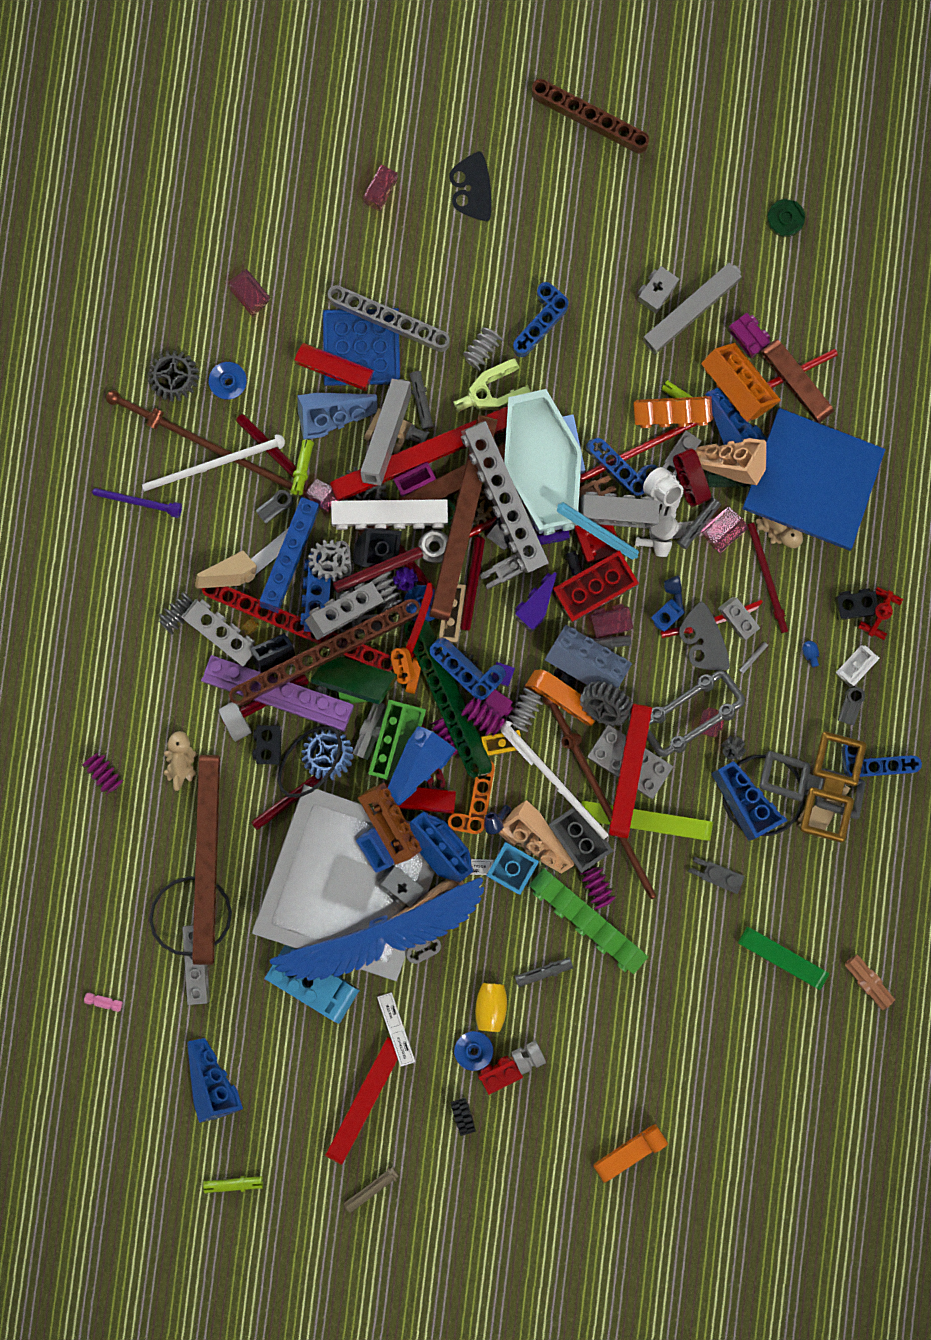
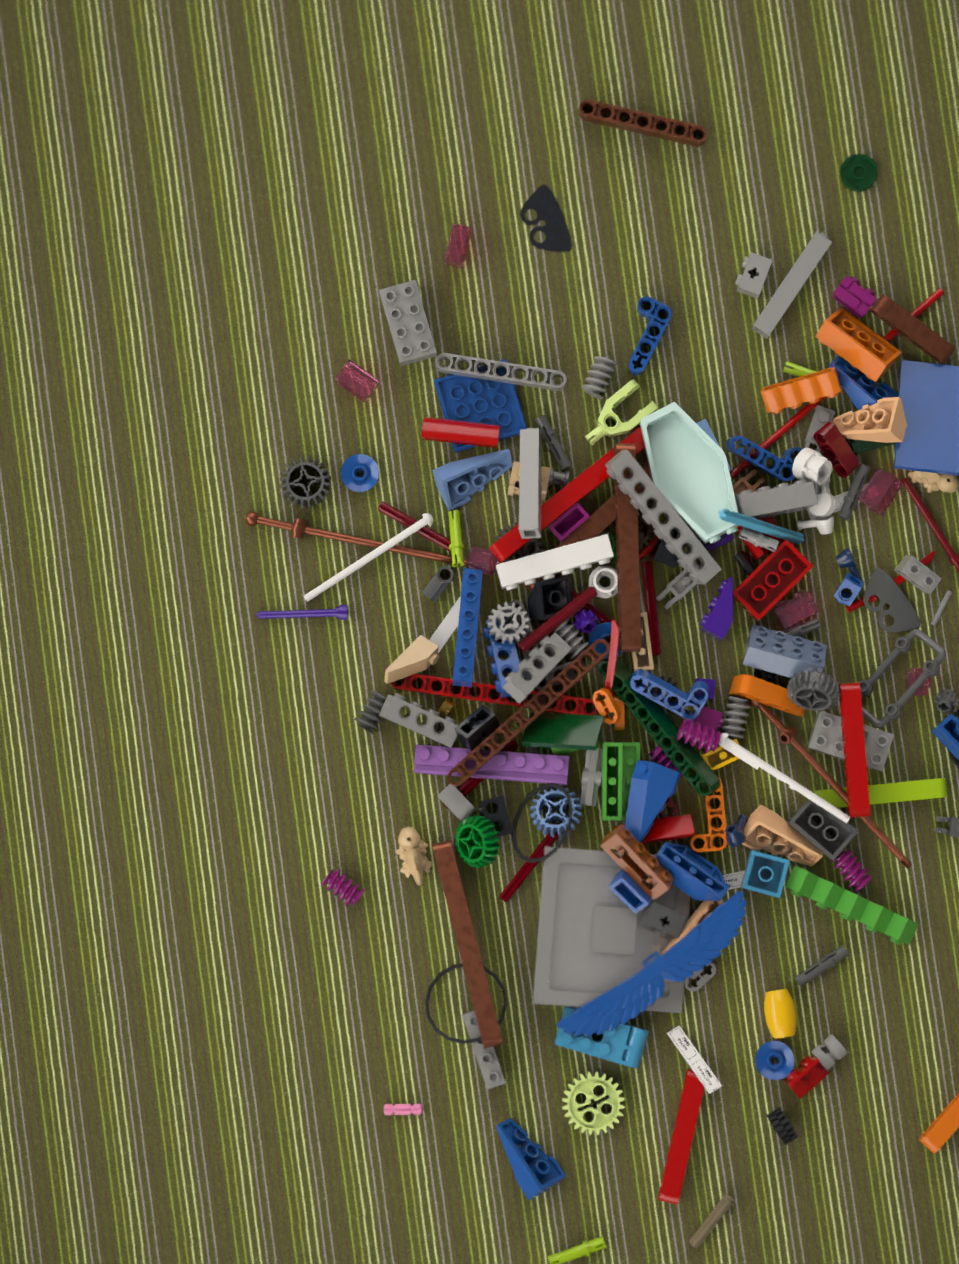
camera: 20 degrees left, 0 degrees up
(243, 763) = (477, 841): none -> green gear
(290, 1062) = (586, 1086): none -> yellowish green gear
(312, 249) = (408, 323): none -> light grey brick
(592, 543) = (758, 539): none -> light grey pin

